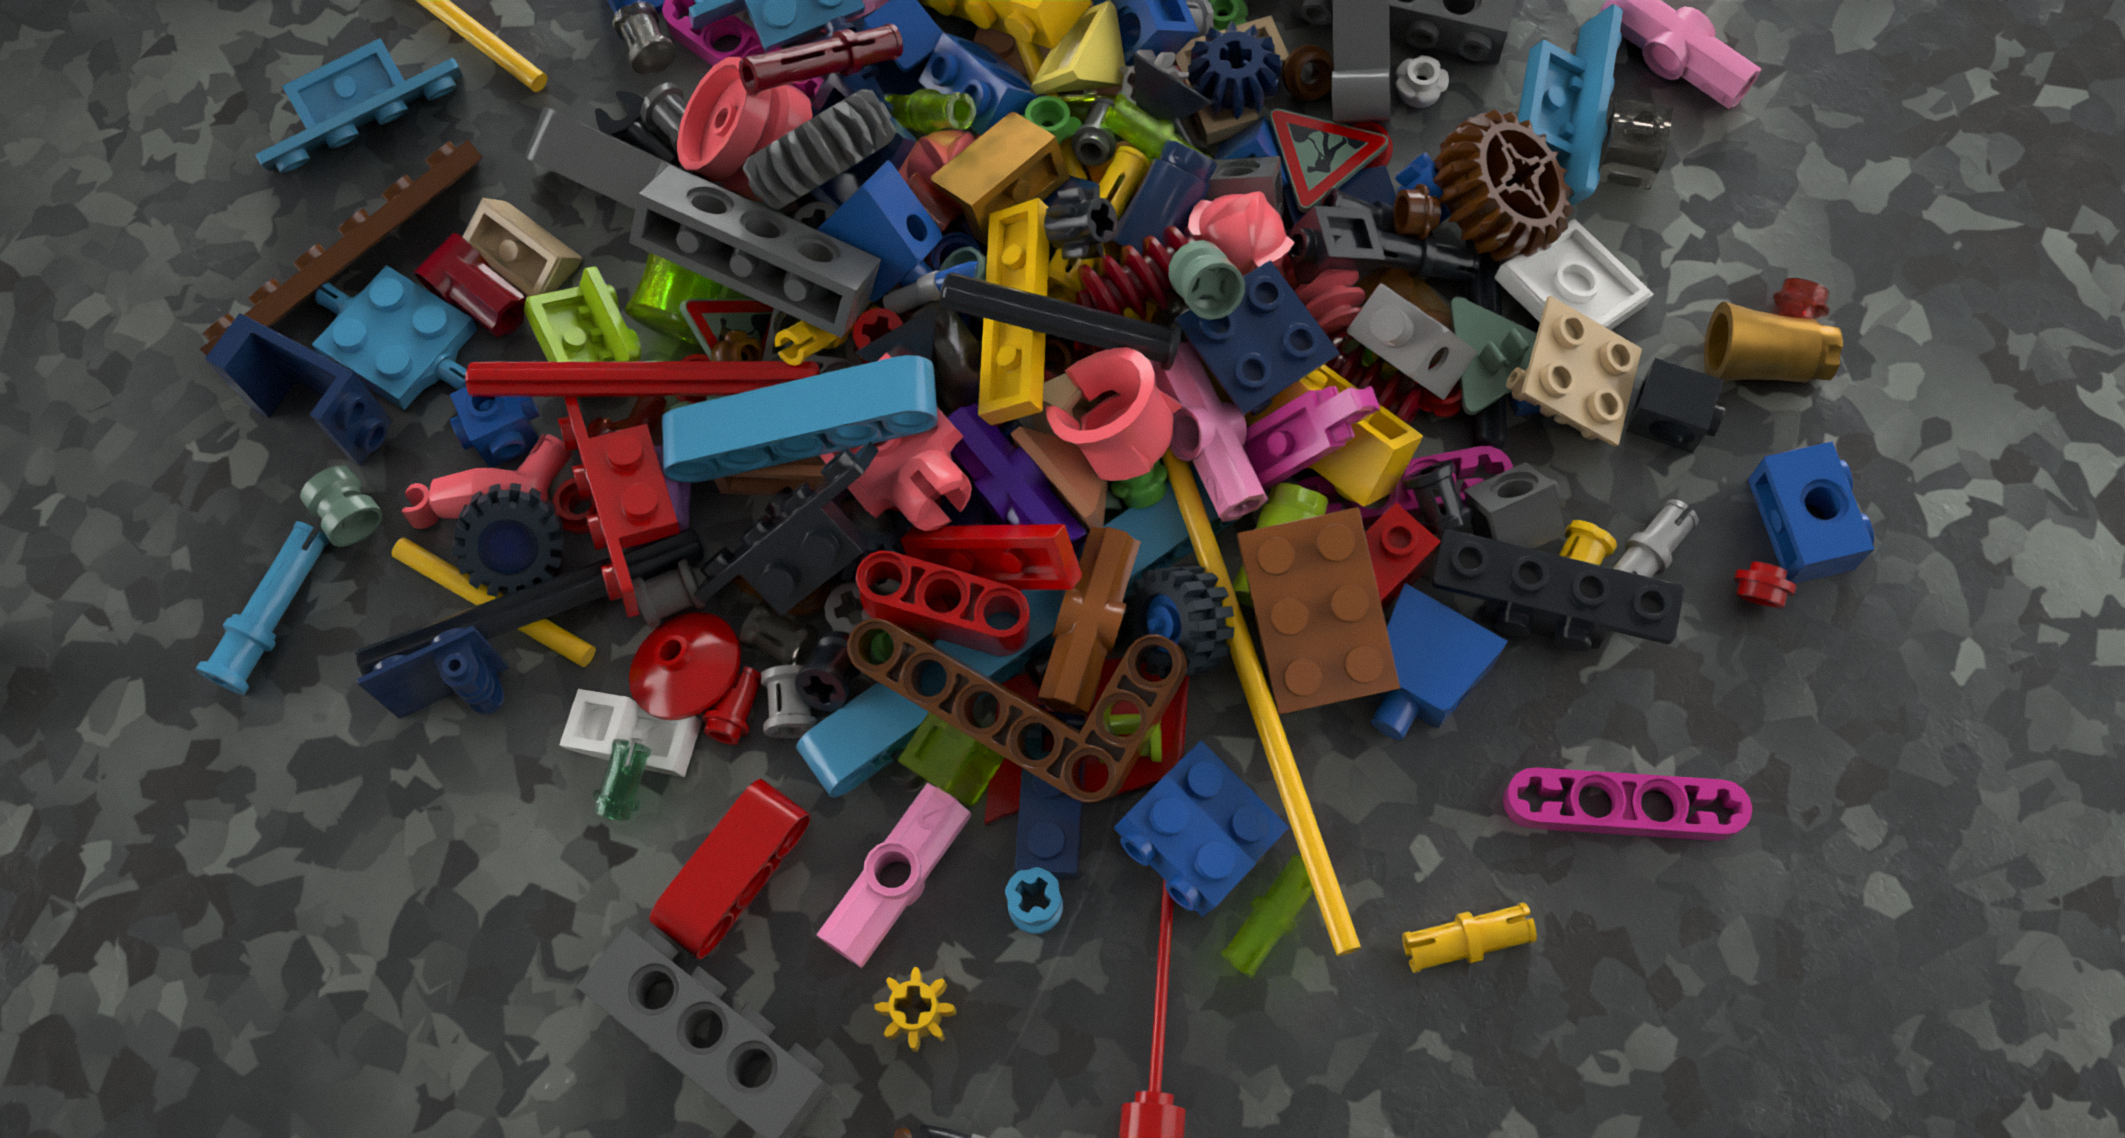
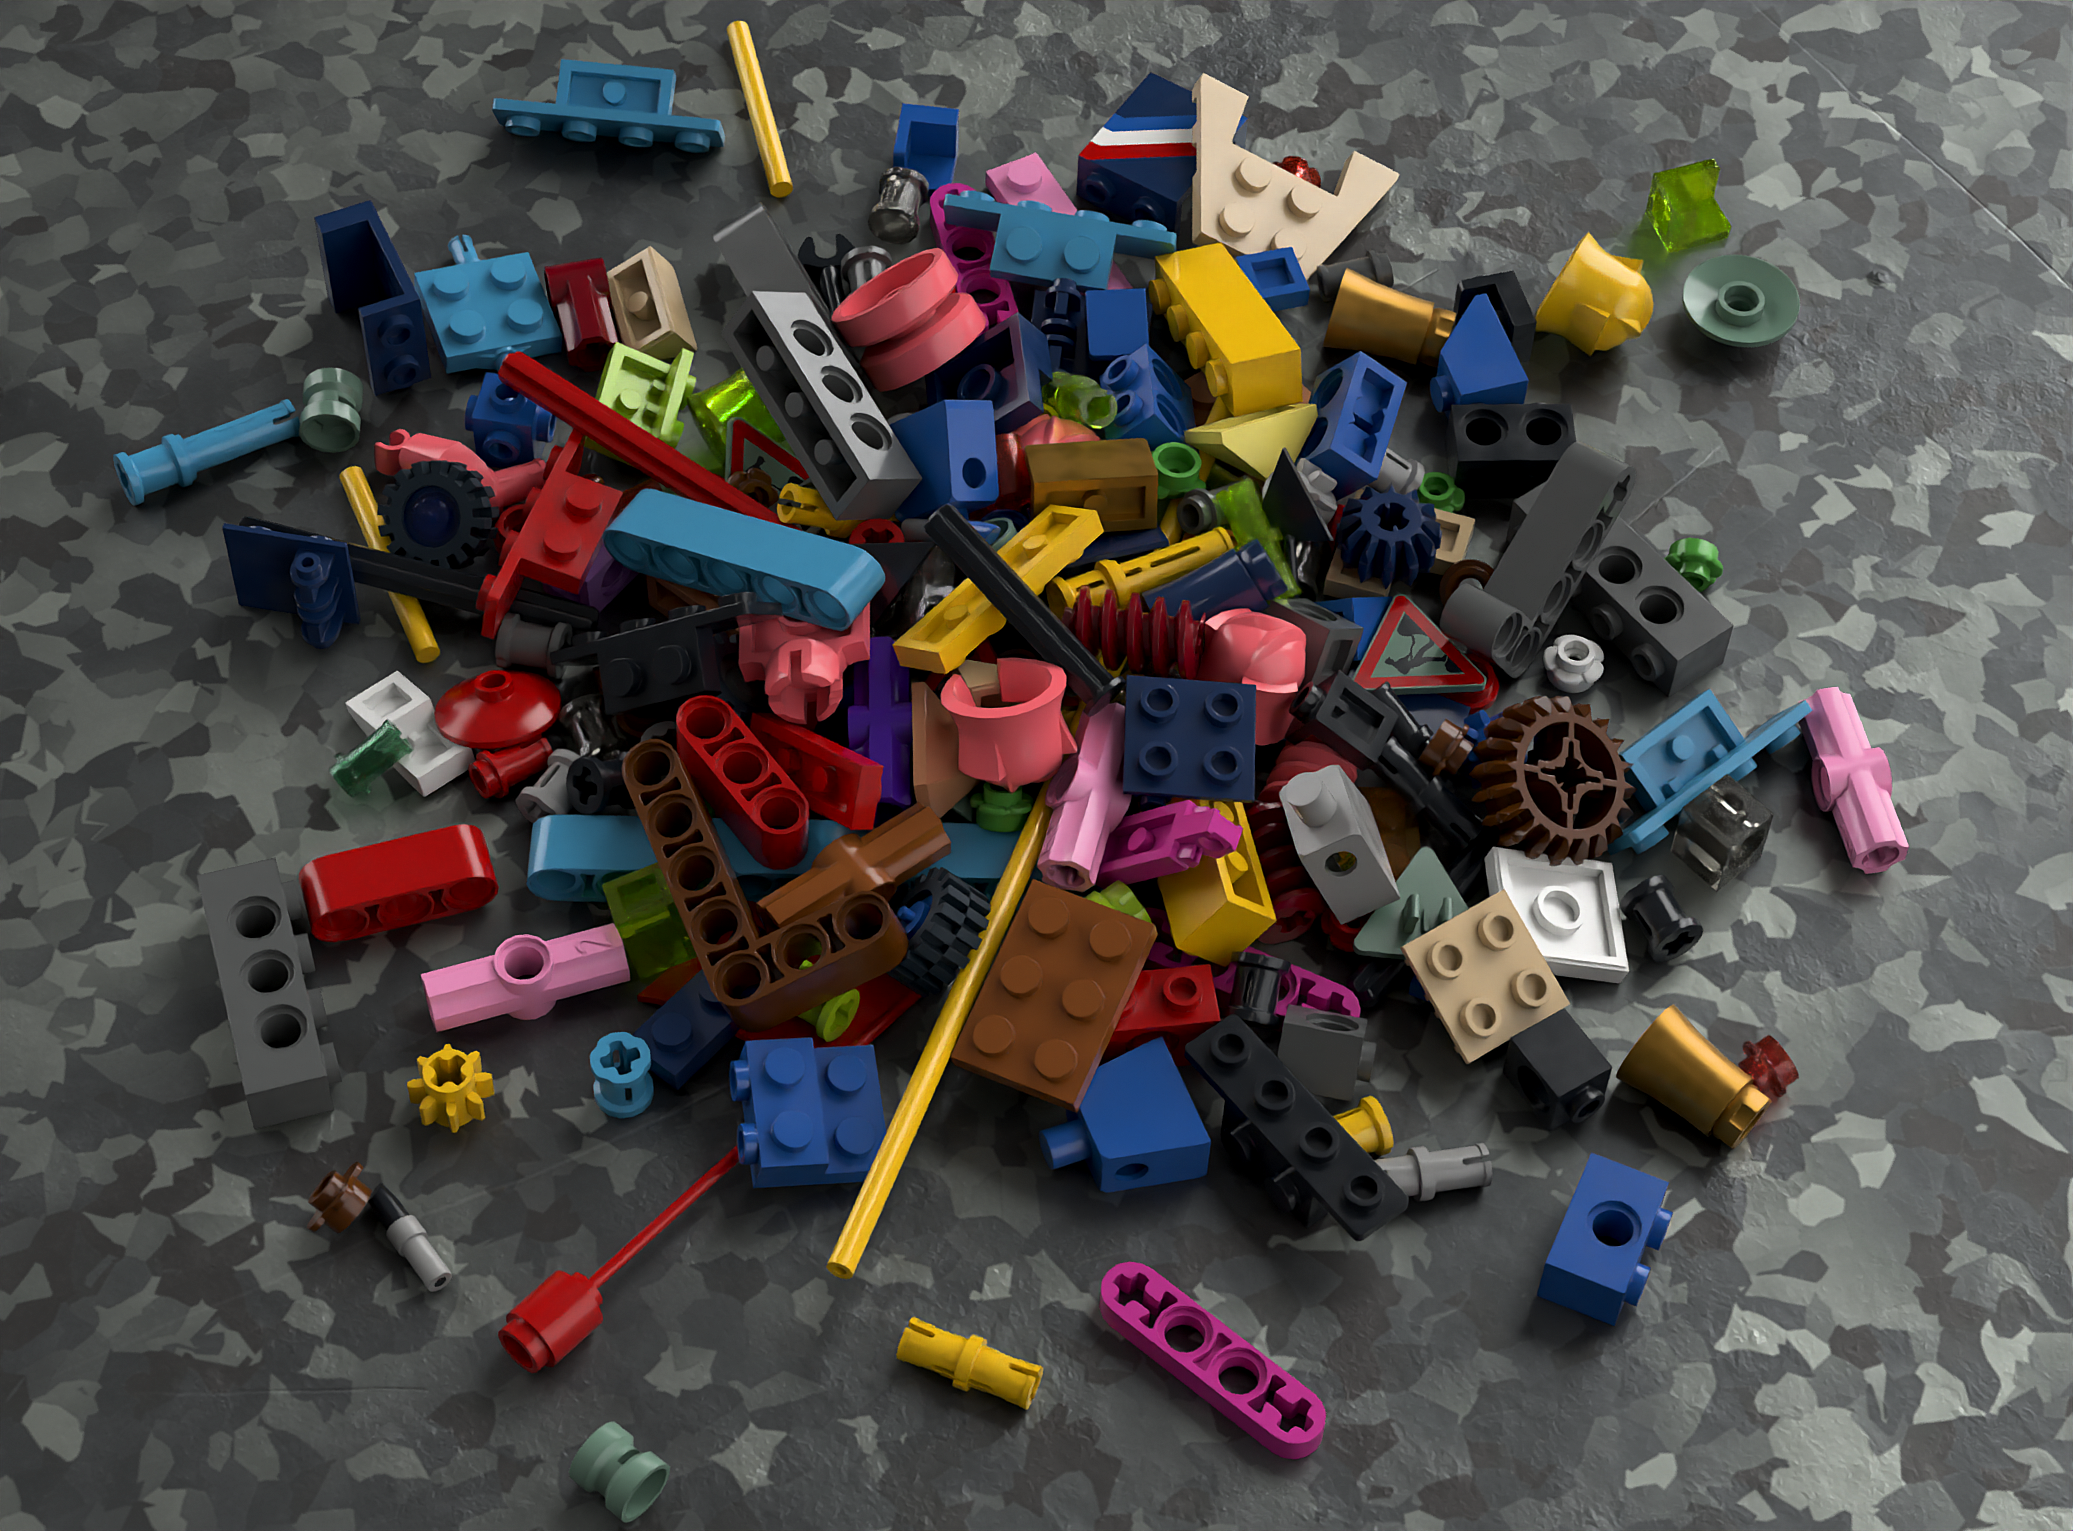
camera: 30 degrees right, 15 degrees down
(359, 235) = (529, 214): reddish brown plate -> none
(819, 149) = (940, 357): dark grey gear -> none
(841, 53) = (1034, 300): dark red pin -> none
(1080, 223) = (1112, 550): black gear -> none
(1206, 279) = (1162, 661): sand green wheel -> none
(1270, 918) = (802, 1229): clear neon green pin -> none
(1644, 238) = (1661, 918): none -> black bush
(1764, 585) = (1503, 1268): red plate -> none

